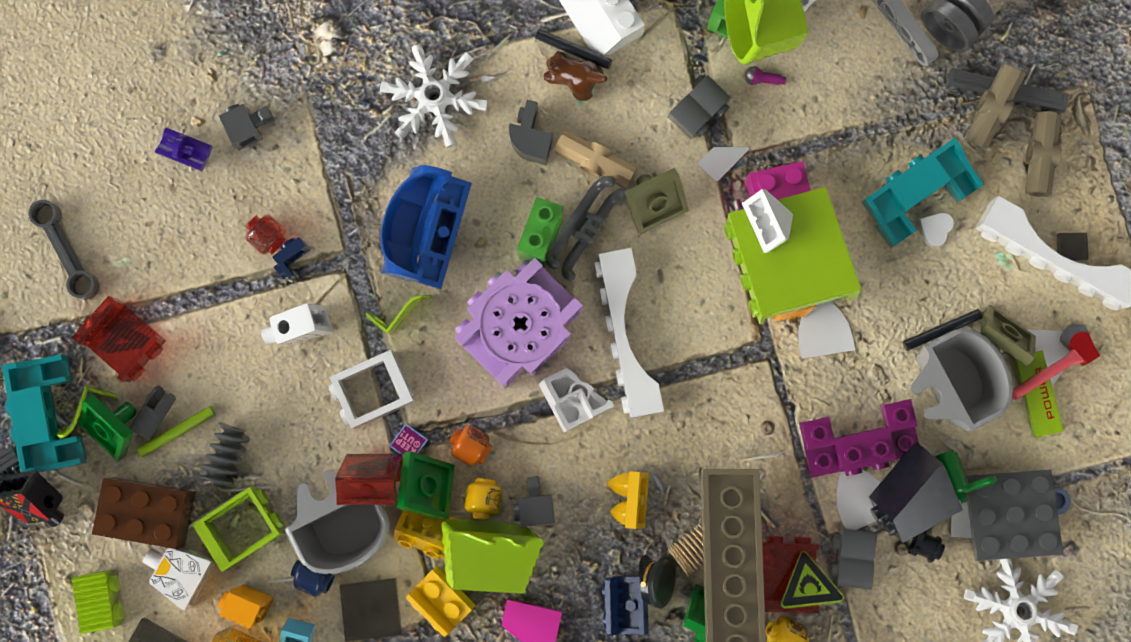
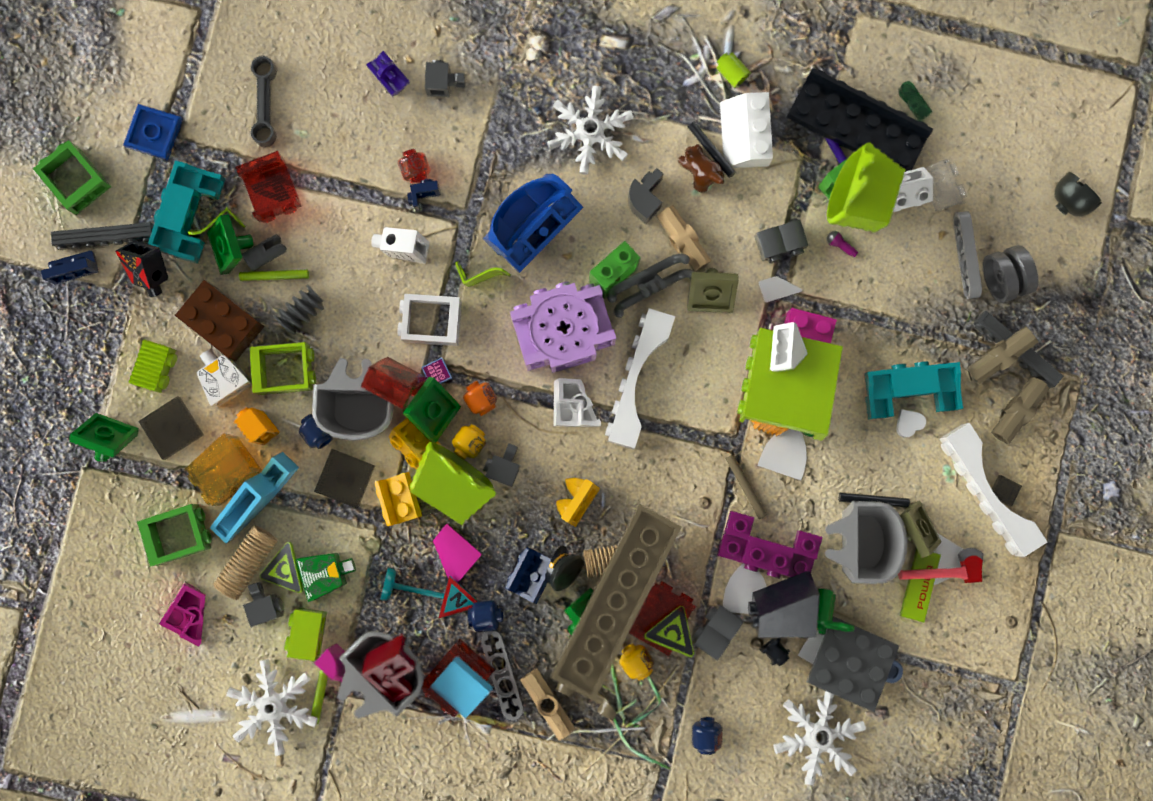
camera: 25 degrees right, 0 degrees up
(801, 387) = (746, 487): none -> dark tan bar

